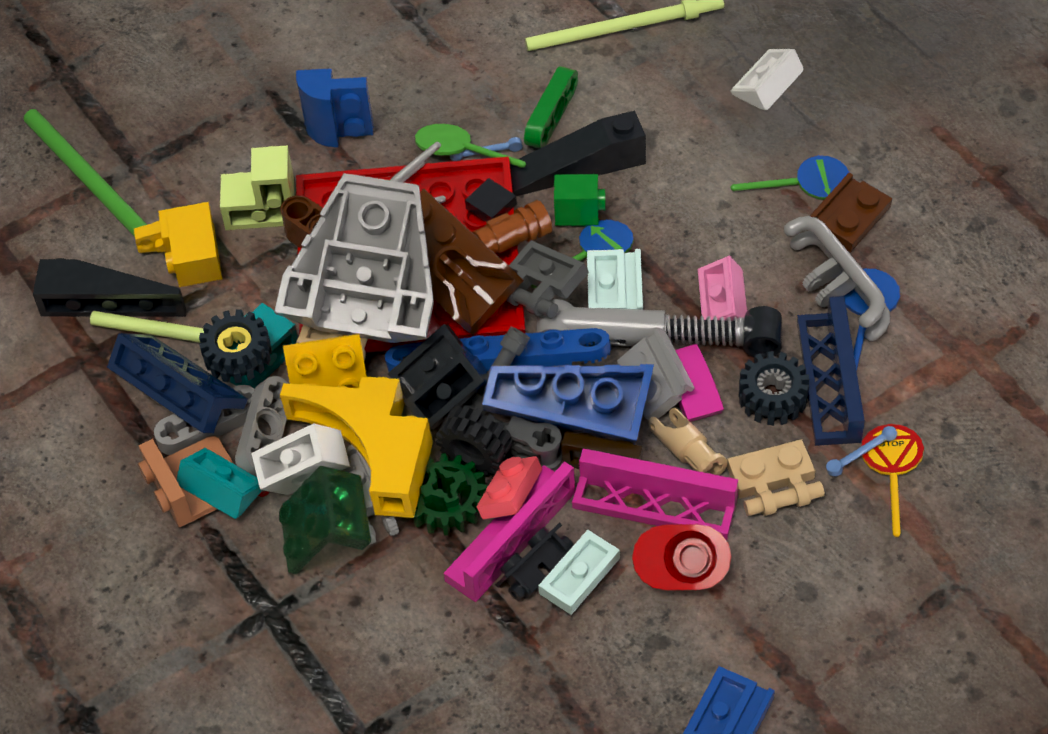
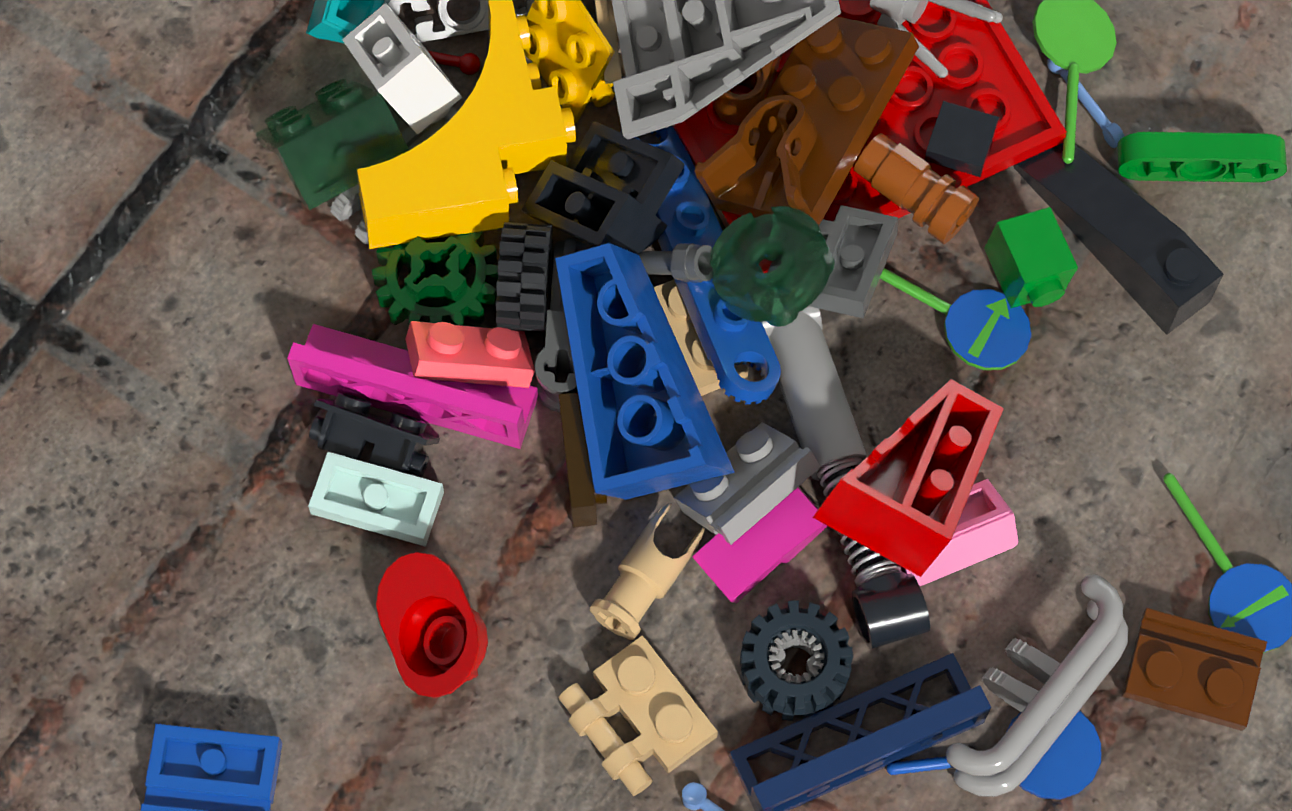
camera: 65 degrees right, 15 degrees up
(545, 318) = (789, 288): none -> clear green plate
(614, 279) = (898, 367): light aqua plate -> none
(653, 481) = (564, 559): dark pink fence -> none
(698, 280) = (917, 480): none -> red wedge

